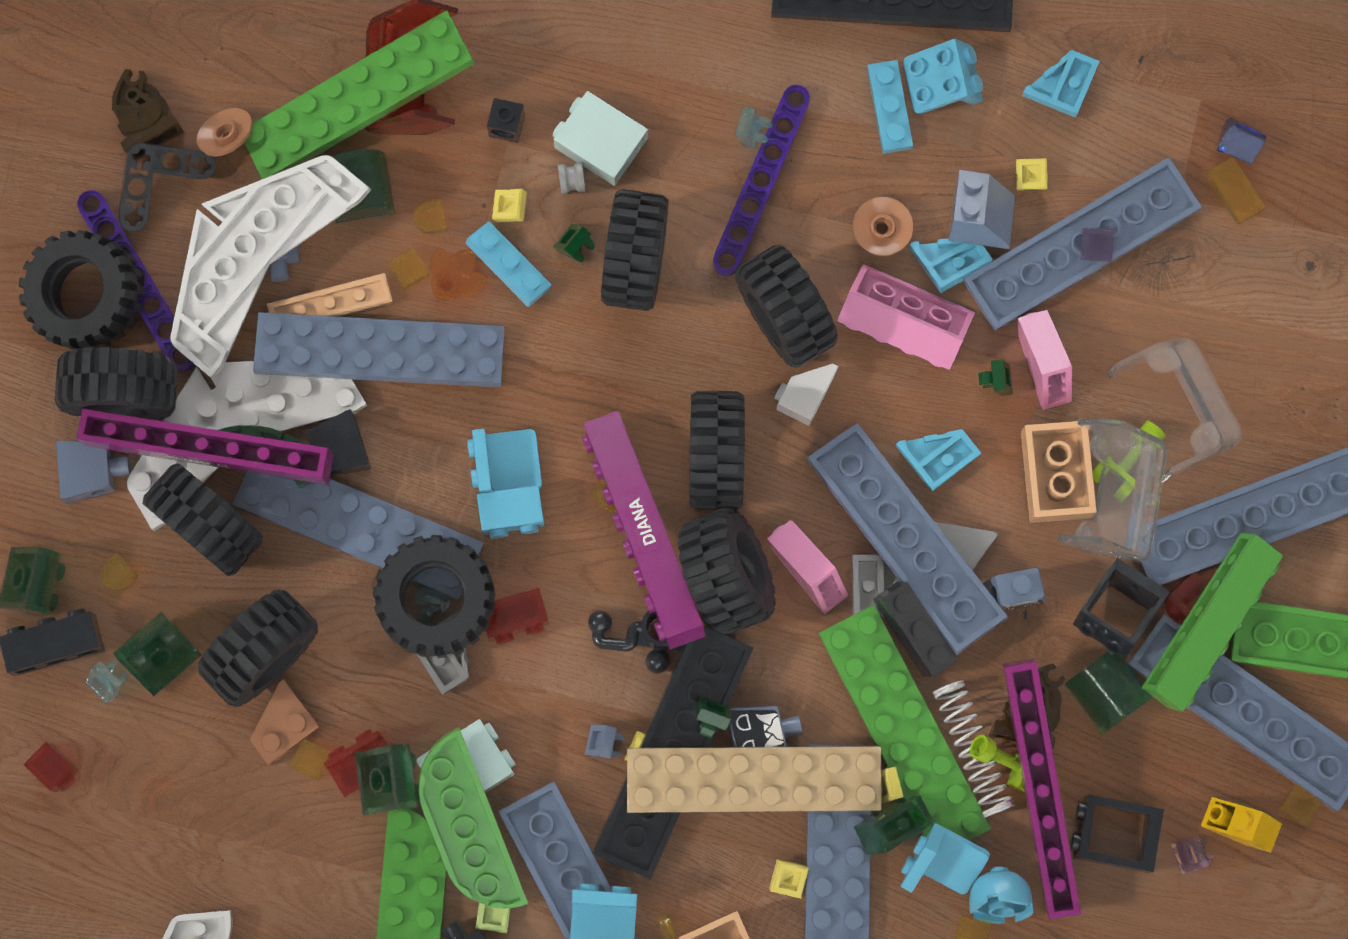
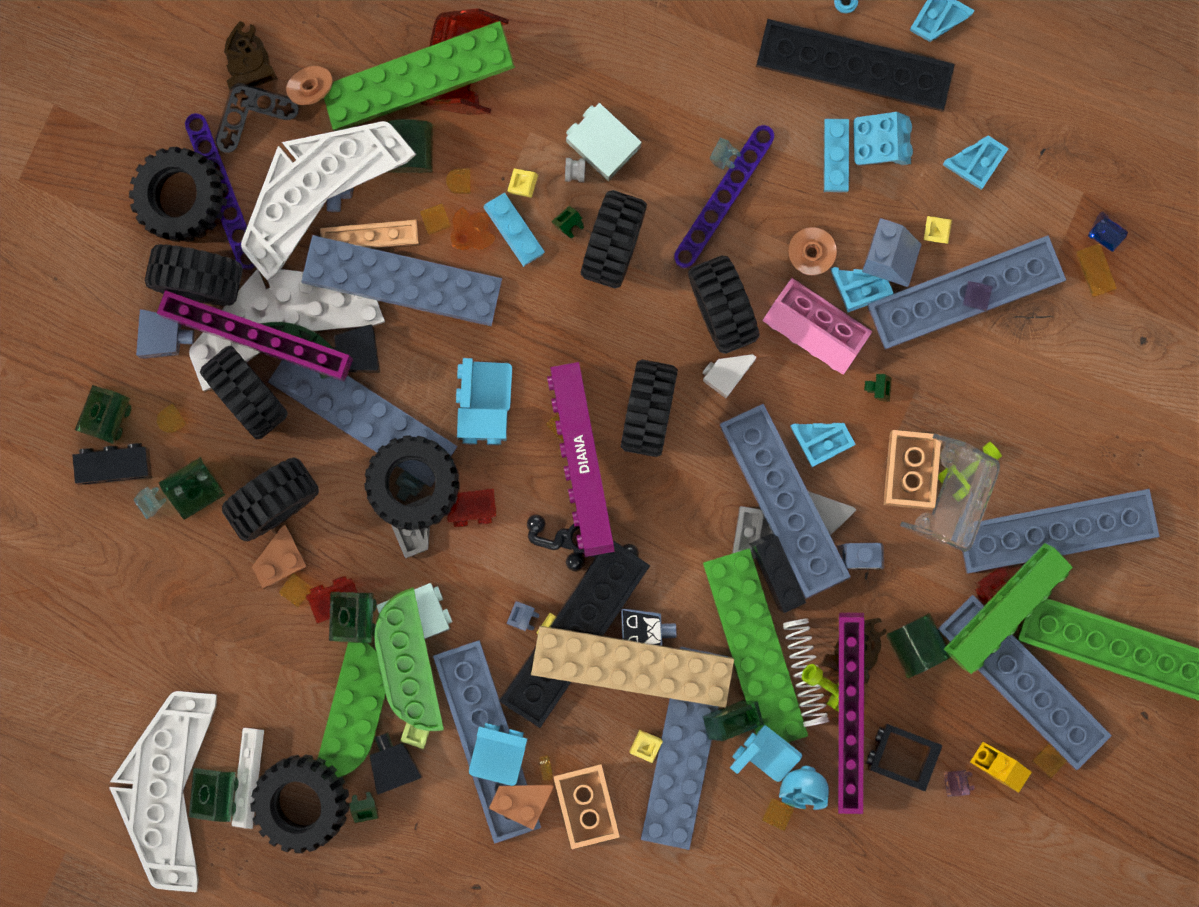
camera: 10 degrees right, 5 degrees up
(52, 768) = (97, 562): clear red brick -> none
(506, 120) = (531, 114): black brick -> none
(712, 716) = (609, 612): dark green tile -> none
(726, 571) = (639, 503): black tyre -> none
(808, 566) = (704, 509): bright pink slope -> none
(890, 785) = (736, 689): light yellow tile -> none
(1046, 359) = (919, 379): bright pink slope -> none
(1134, 586) = (954, 569): black window -> none
(1219, 425) = (1046, 454): clear windscreen -> none

